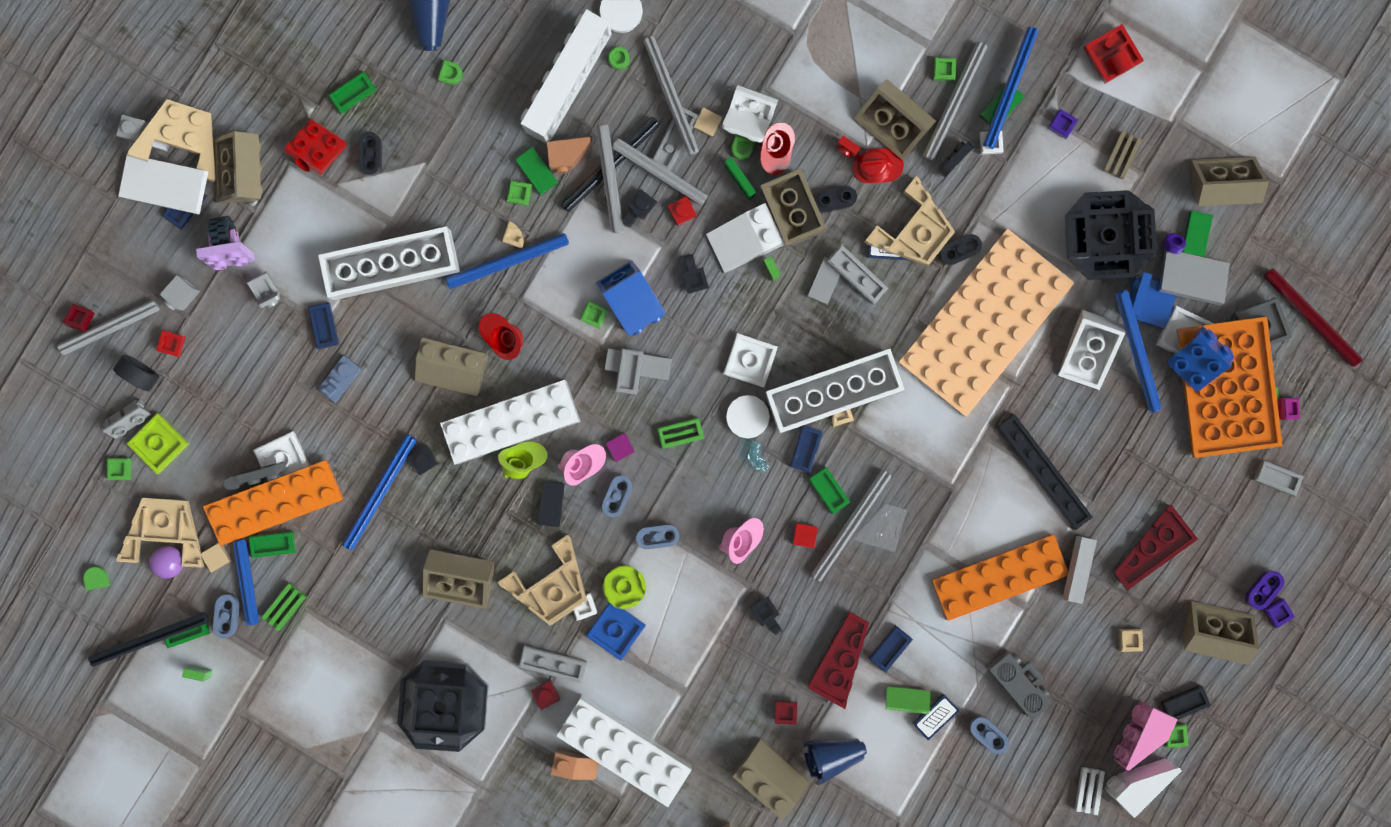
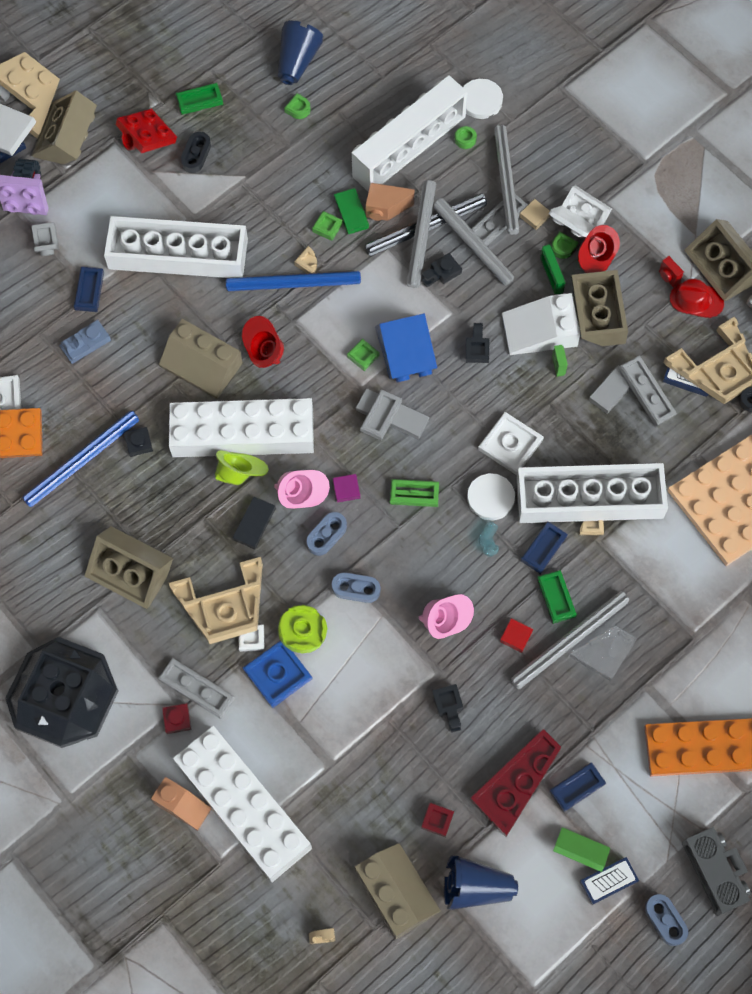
camera: 20 degrees right, 20 degrees down
(682, 211) = (484, 285): red plate -> none
(836, 199) = (645, 318): black plate -> none

